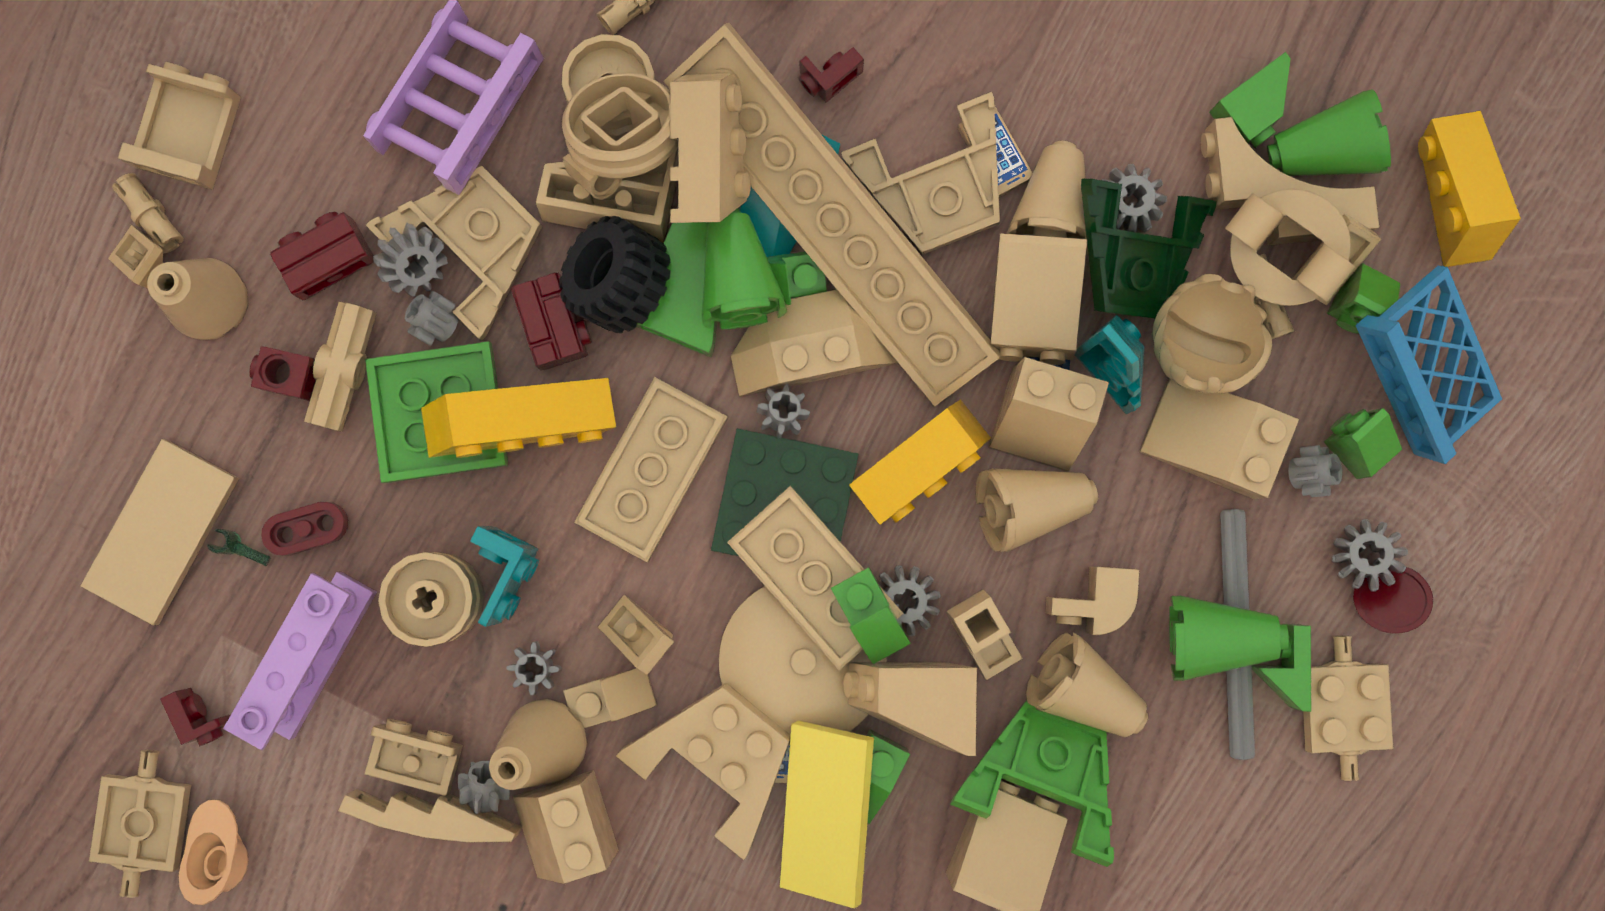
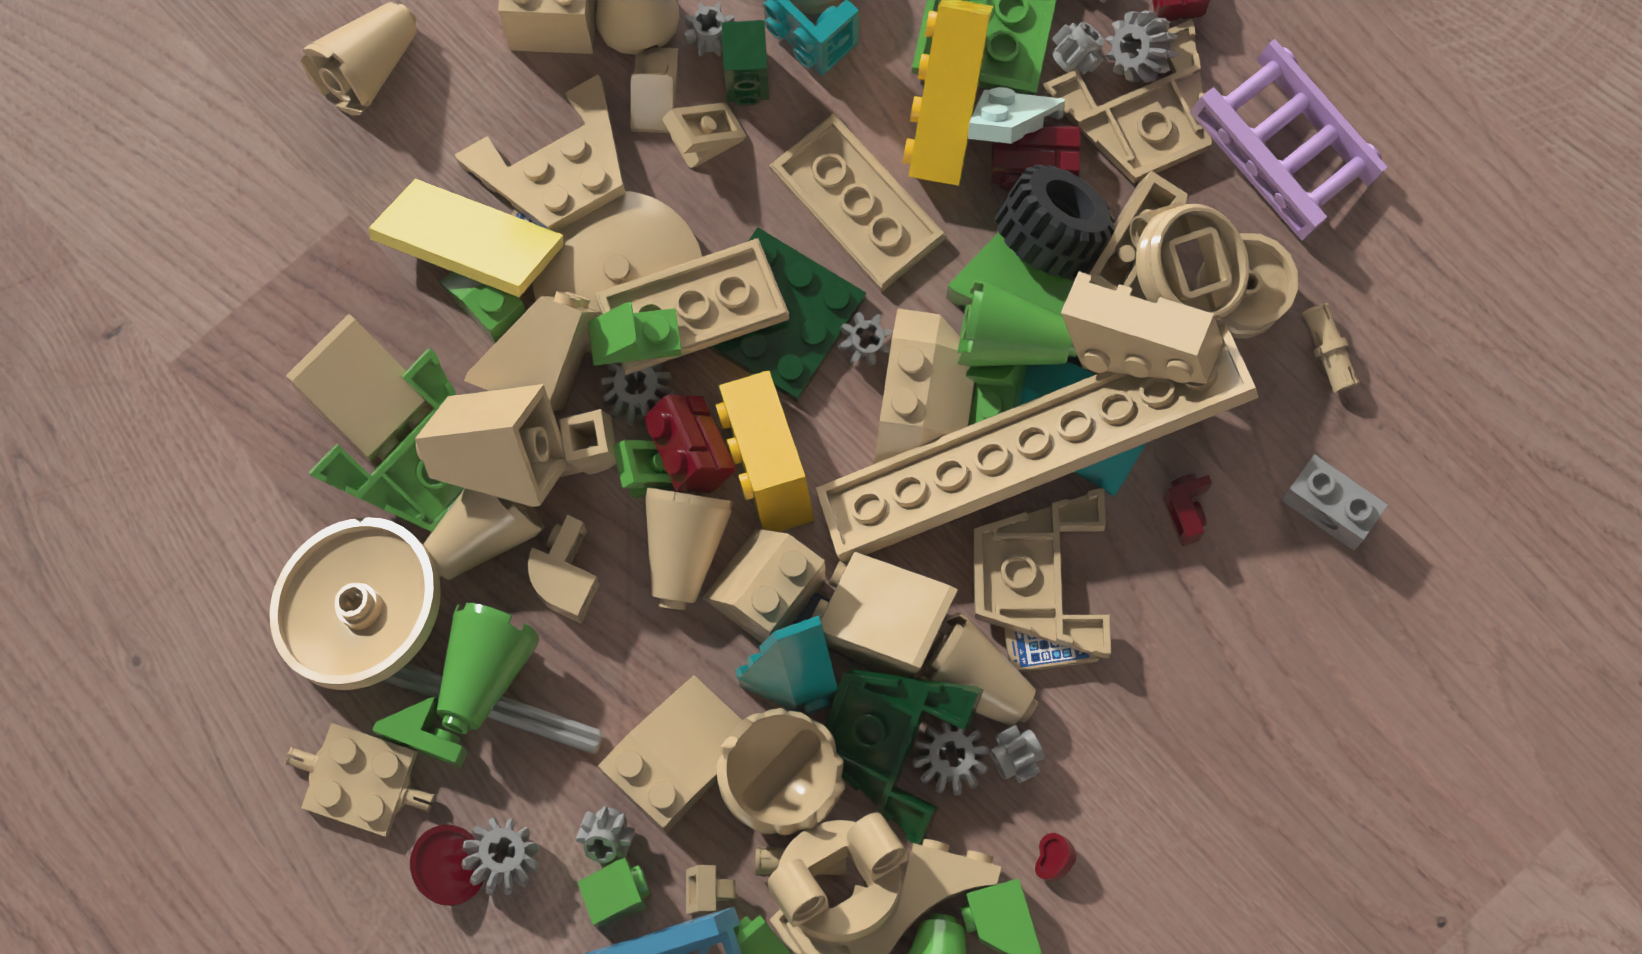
camera: 110 degrees right, 10 degrees down
(524, 352) = (1008, 115): none -> light aqua wing
(559, 618) = (745, 62): none -> dark green brick
(944, 531) = (689, 443): none -> dark red brick
(972, 556) = (641, 467): none -> bright green slope
(1028, 701) = (495, 444): none -> tan slope
(1107, 143) = (1017, 754): none -> light grey gear
(1179, 82) = (1055, 857): none -> dark red piece
(1203, 774) = (355, 603): none -> tan dish
(1326, 366) = (705, 889): none -> tan tile

